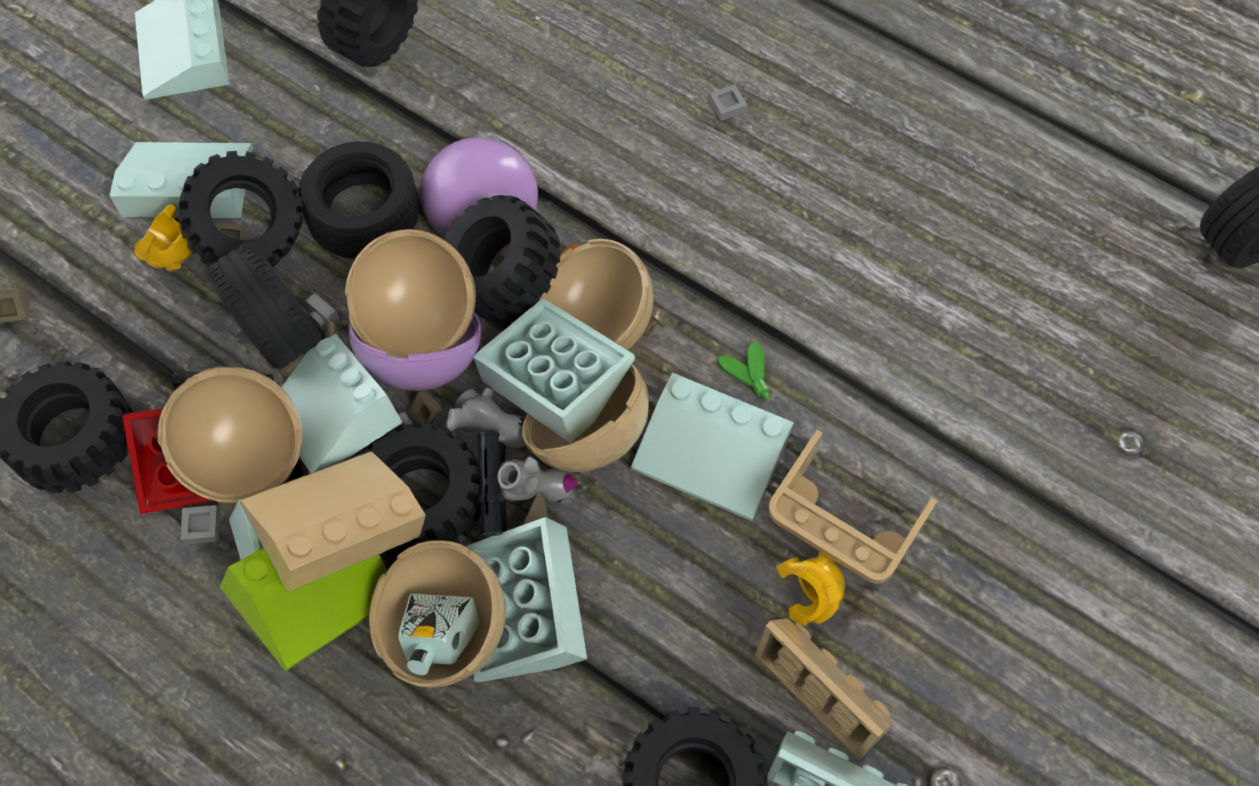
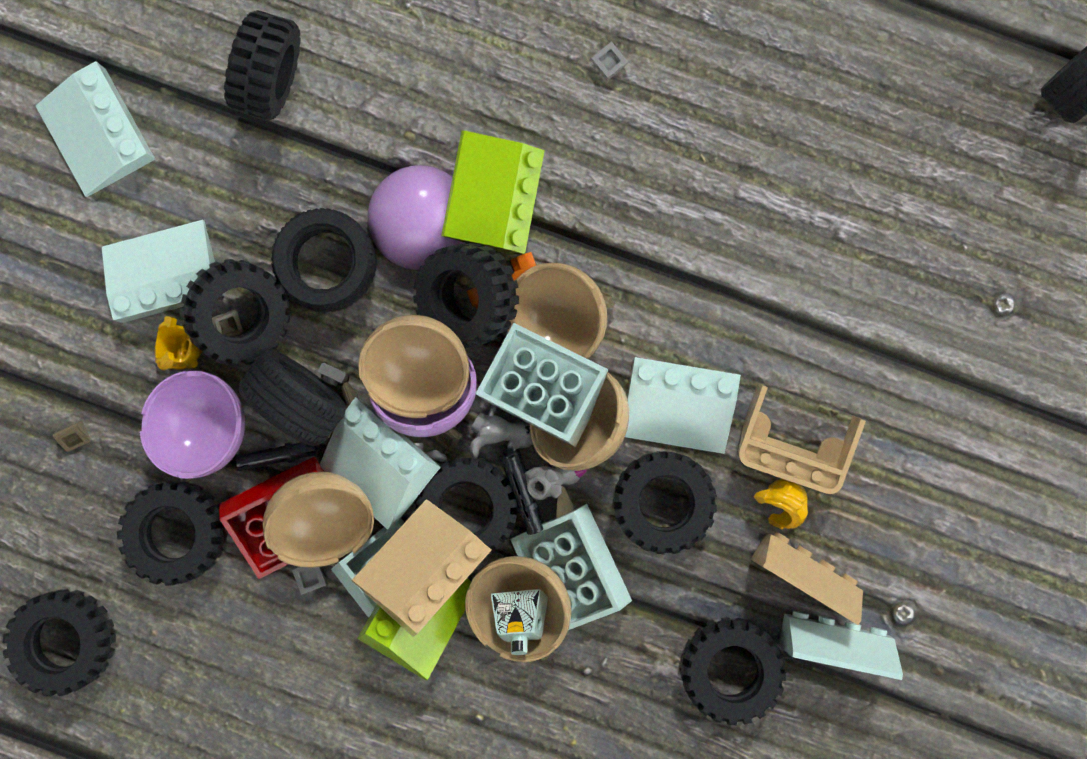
camera: 15 degrees left, 25 degrees up
(142, 313) = (192, 424): none -> lavender piece
(566, 174) = (493, 192): none -> lime slope
(662, 504) = (701, 502): none -> black tyre
(752, 373) = (693, 328): bright green piece -> none

